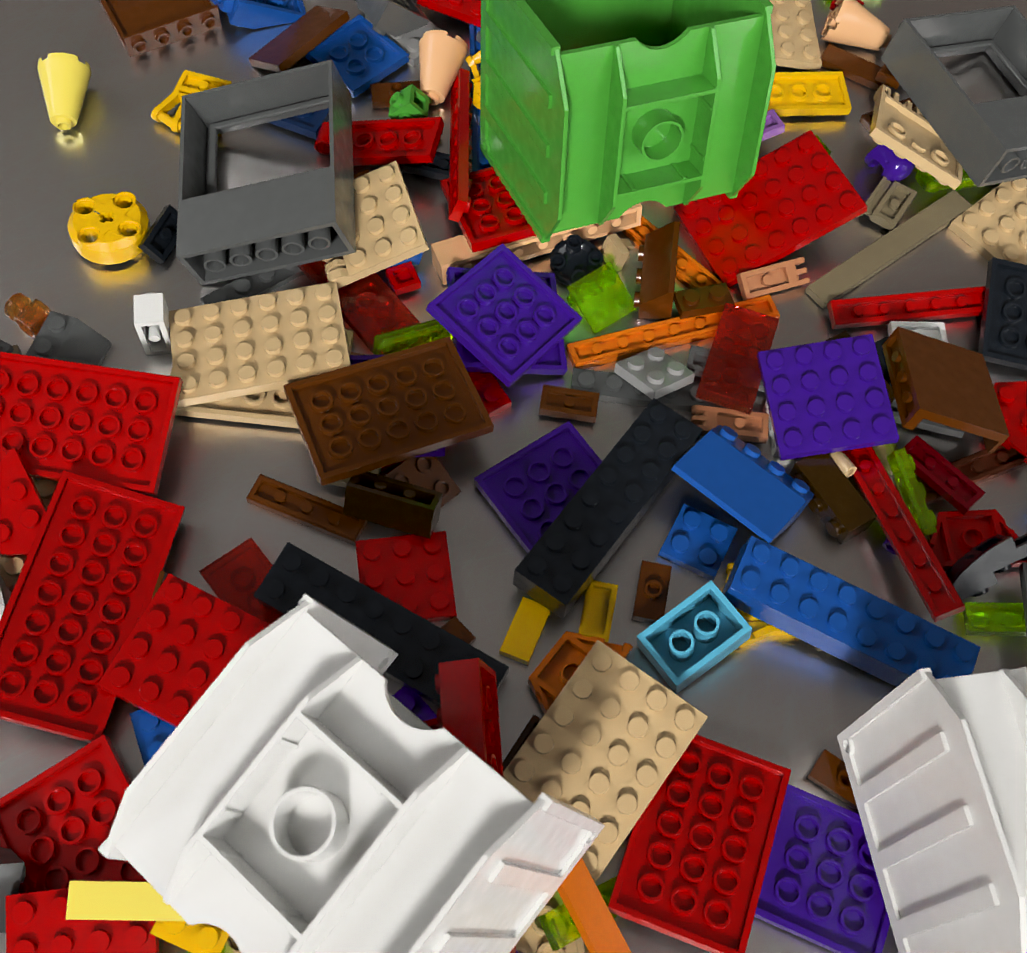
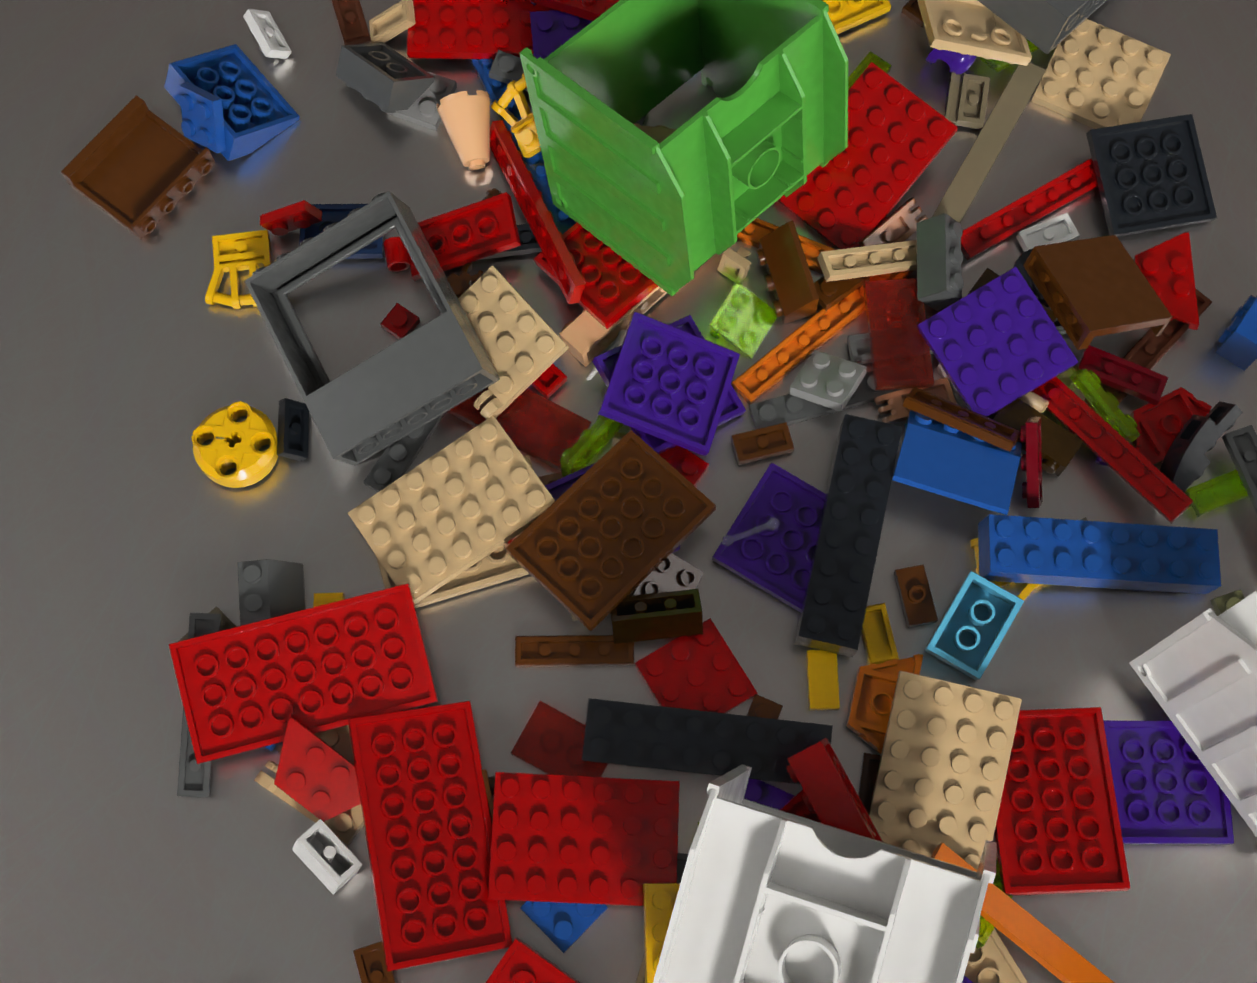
camera: 20 degrees left, 10 degrees up
(26, 314) = (215, 574): clear orange piece -> none
(64, 87) = (104, 312): light yellow cone -> none
(152, 322) = (341, 531): white brick -> none
(249, 71) = (291, 218): none -> red plate
(299, 39) = (308, 149): reddish brown tile -> none
(360, 54) = (375, 145): blue plate -> none
(383, 92) = (436, 172): reddish brown plate -> none
(409, 104) = (461, 186): bright green brick -> none
(543, 471) = (772, 524): none -> clear hinge
(574, 259) = (703, 293): black dish -> none
(698, 542) = (935, 530): blue plate -> none
(741, 288) = (868, 260): none -> tan plate
(765, 448) = (962, 419): none -> reddish brown tile
(802, 308) = (939, 261): none -> dark grey slope
(817, 513) = (1032, 462): none -> dark red plate
(831, 775) = (1134, 695): reddish brown plate -> none

